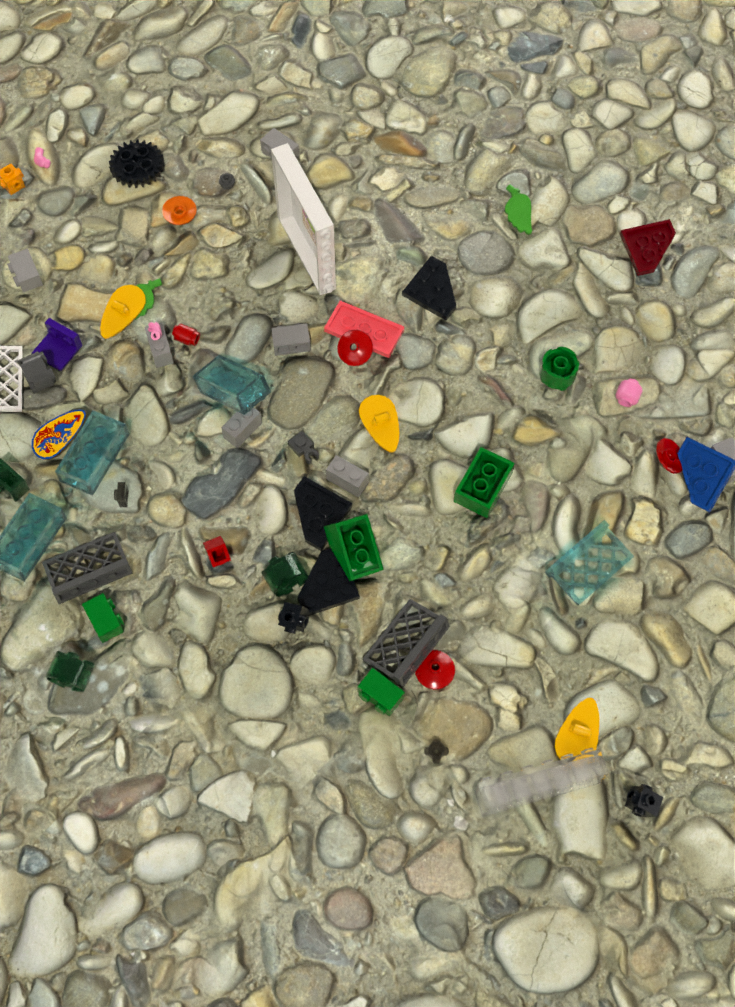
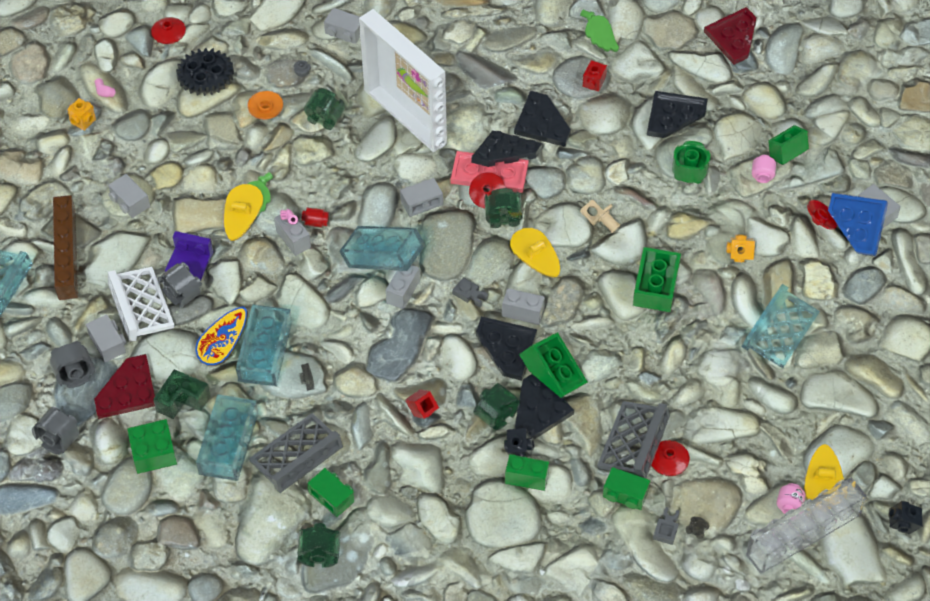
camera: 15 degrees left, 10 degrees down
(120, 114) = (168, 30): none -> red dish
(230, 227) = (324, 108): none -> clear green brick
(291, 649) = (527, 472): none -> green brick
(362, 371) = (503, 208): none -> clear green brick
(385, 309) = (505, 148): none -> black plate
(405, 745) = (666, 528): none -> dark grey plate
(455, 402) = (602, 216): none -> tan bracket
(497, 255) = (594, 75): none -> red brick
(536, 748) = (790, 497): none -> bright pink head
(561, 311) = (674, 112): none -> black plate
(577, 470) = (746, 252): none -> light orange brick
(661, 374) = (788, 144): none -> green brick

